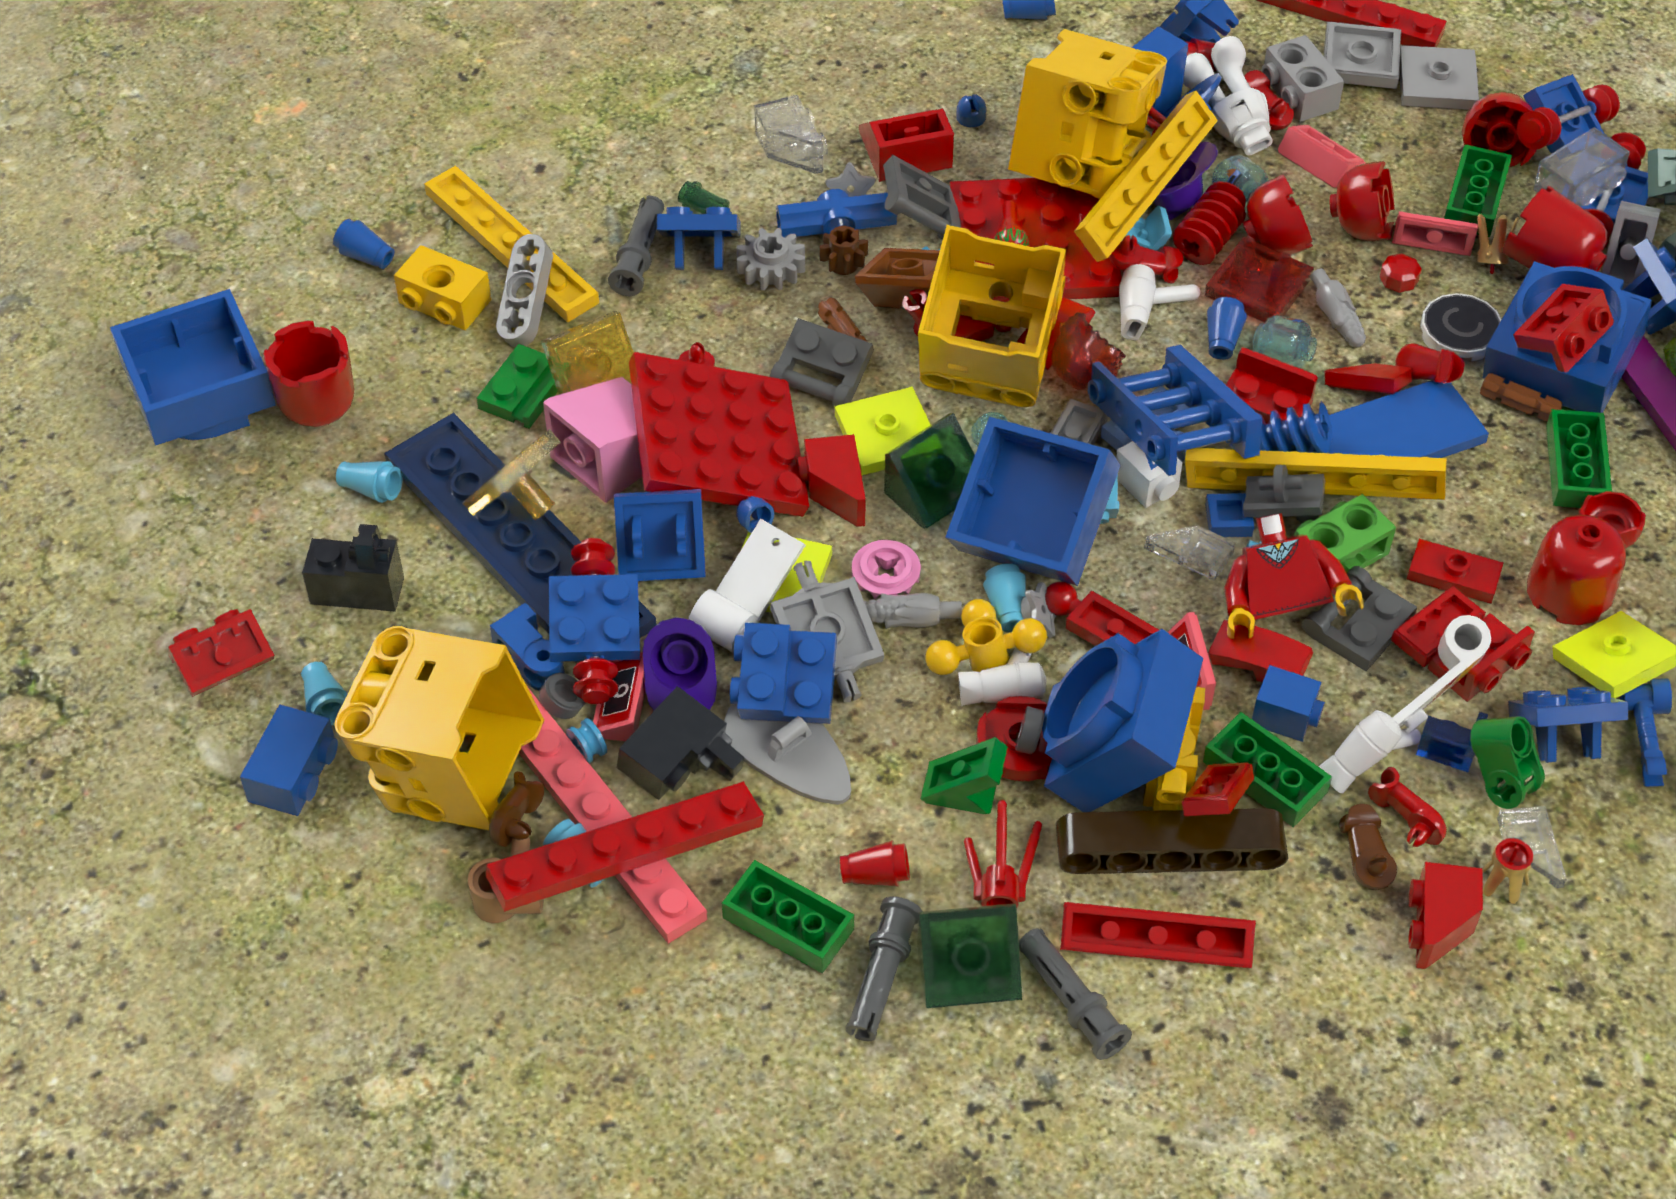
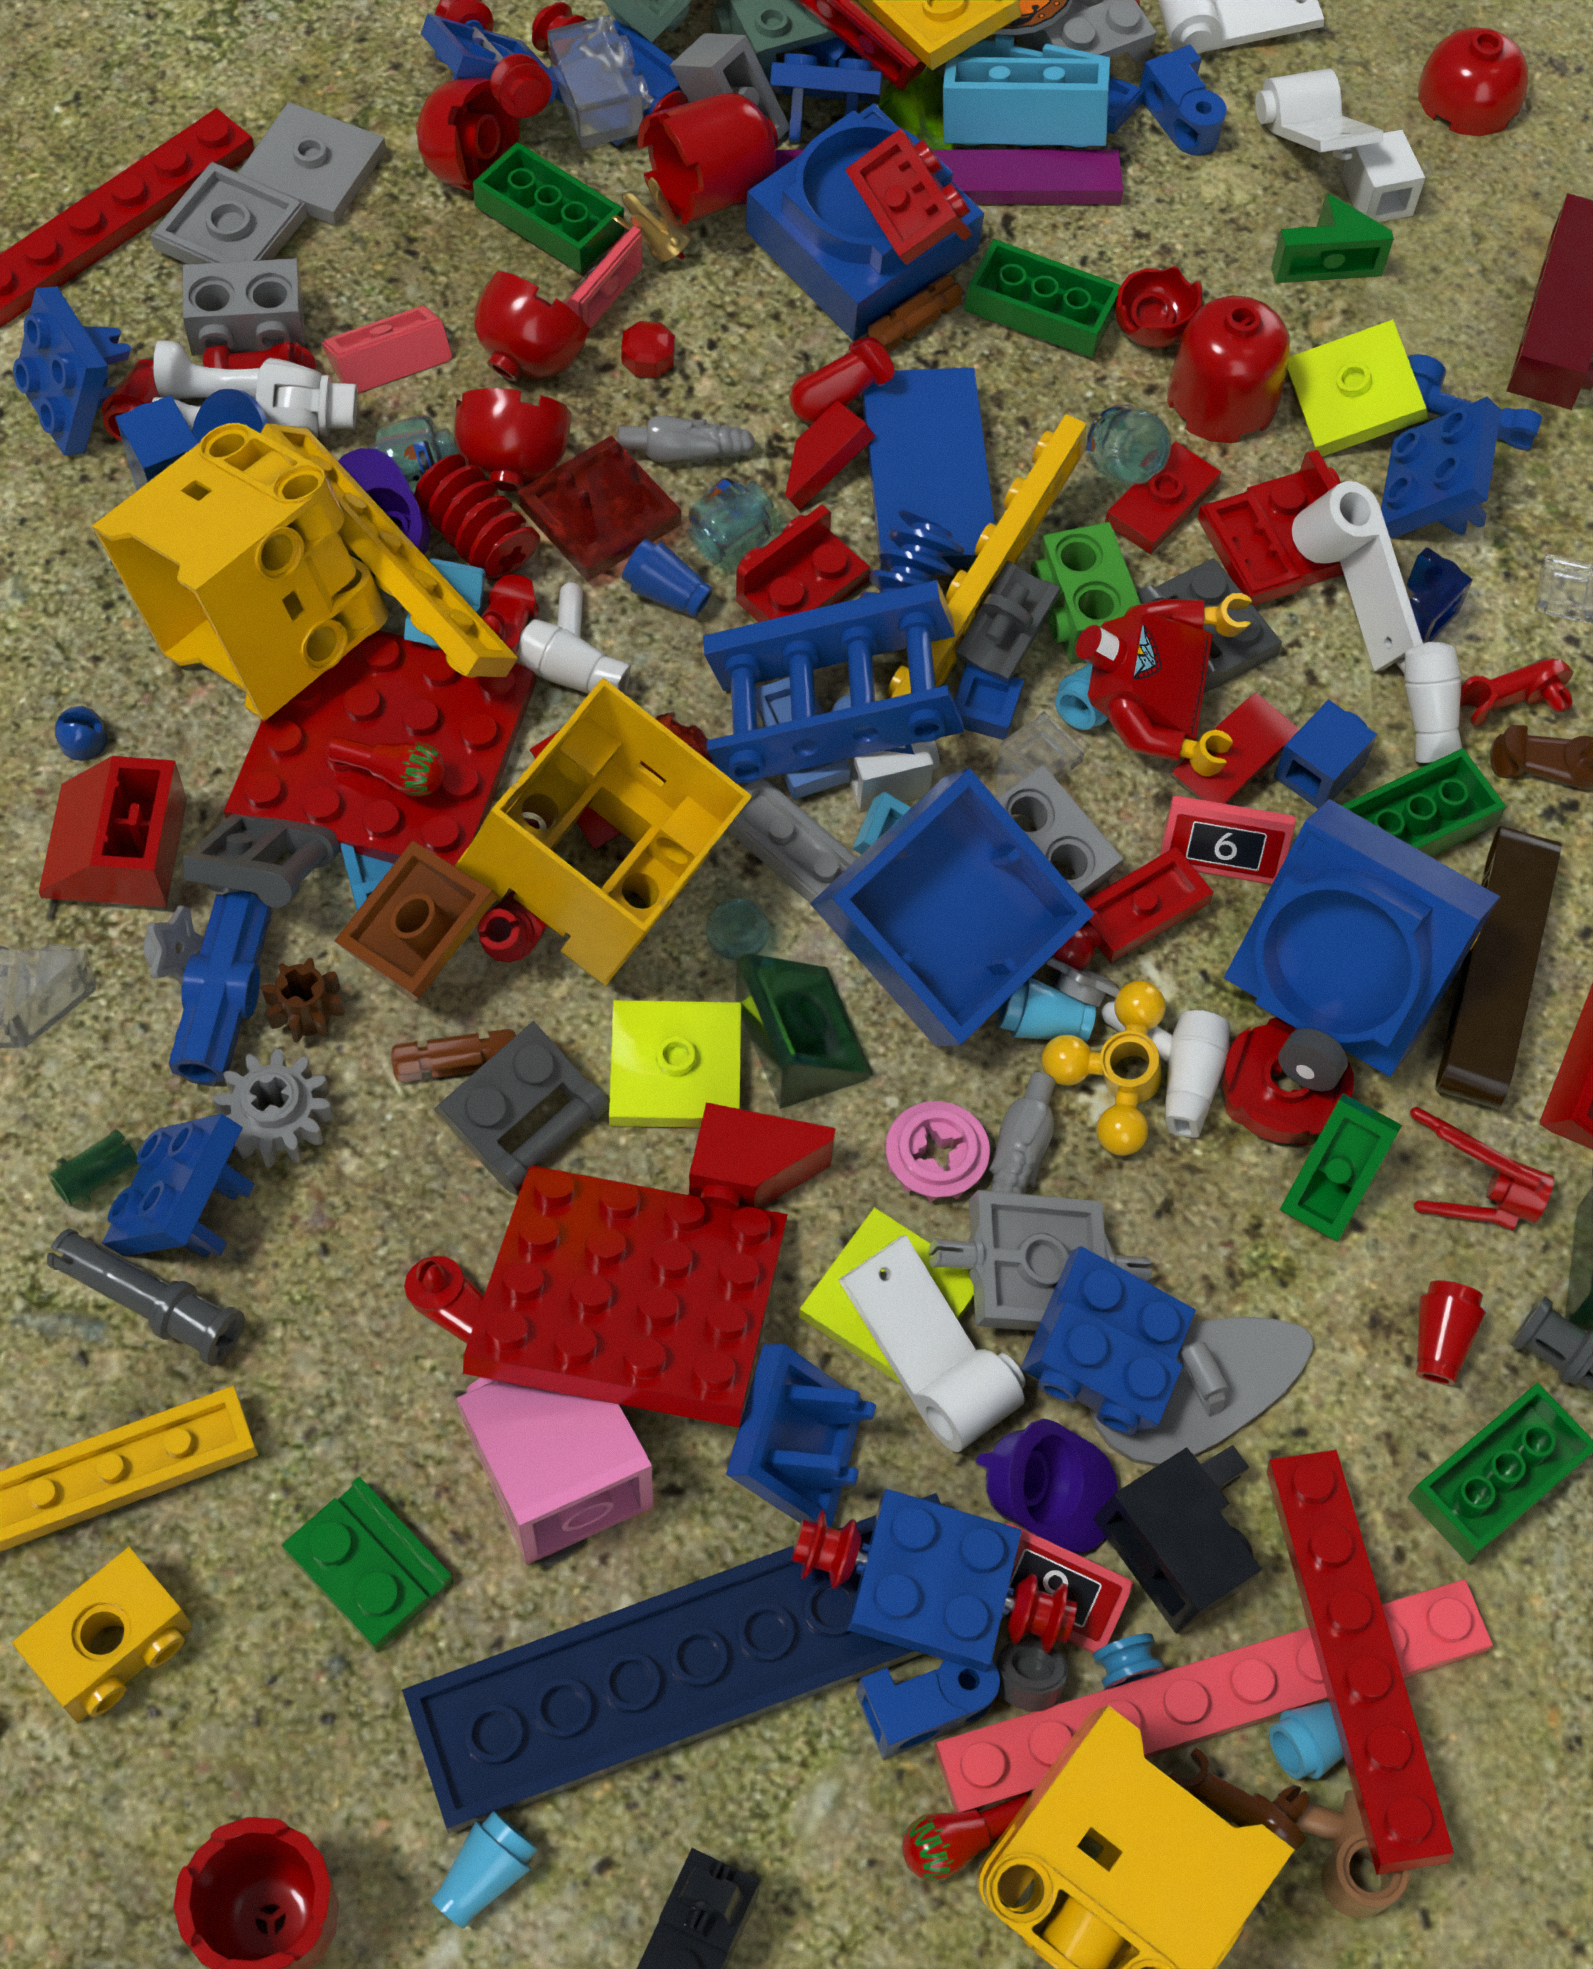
camera: 75 degrees left, 10 degrees up
(516, 479) = (628, 1620): clear yellow tile -> none
(517, 275) = (219, 1541): light grey beam -> none
(589, 353) = (403, 1436): clear yellow tile -> none
(754, 507) = (794, 1292): blue hinge -> none
(1135, 563) = (1063, 830): none -> light grey brick
(1218, 789) = (1493, 868): red plate -> none
(1459, 325) = (769, 325): black tile -> none
(1476, 529) = (1128, 444): none -> clear light blue head
(1507, 753) = (1497, 558): green piece -> none

